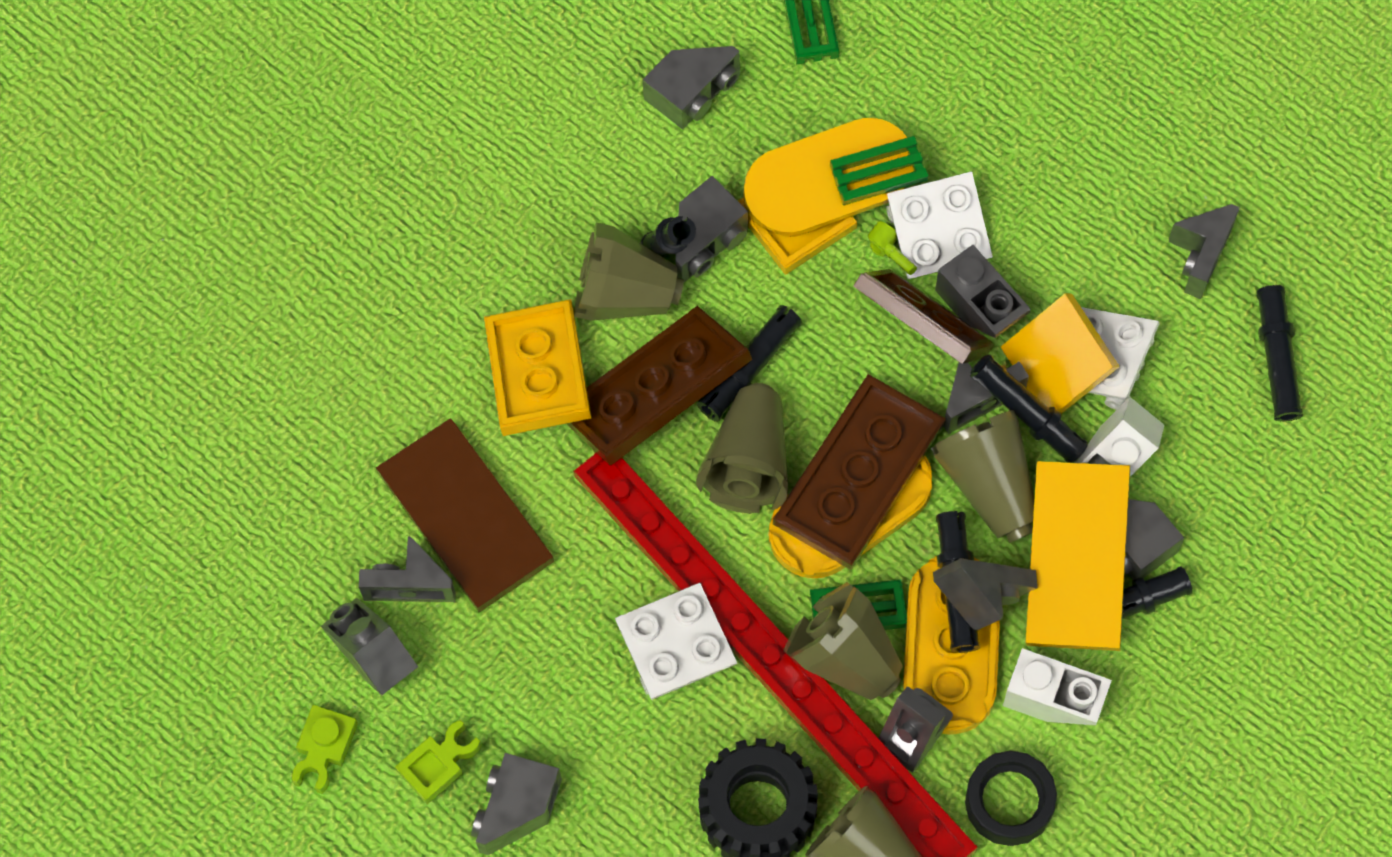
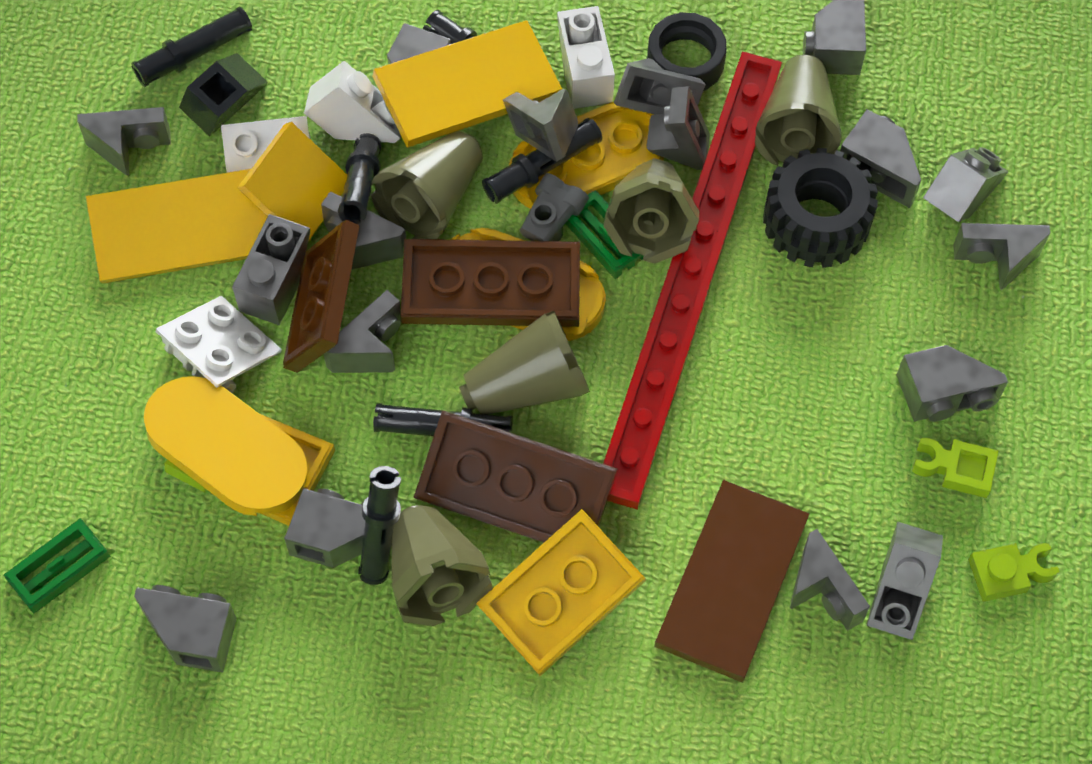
camera: 125 degrees left, 5 degrees down
(675, 641) = (733, 336): white hinge -> none
(865, 335) = (360, 342): none -> flat silver slope
(880, 152) = (187, 366): green tile -> none
(881, 243) = (260, 383): lime hand -> none
(904, 569) = (555, 205): none -> dark grey plate
(977, 720) = (649, 87): none -> flat silver slope
(1080, 239) = (172, 226): none -> yellow tile
(1203, 350) = (221, 92): none -> black slope

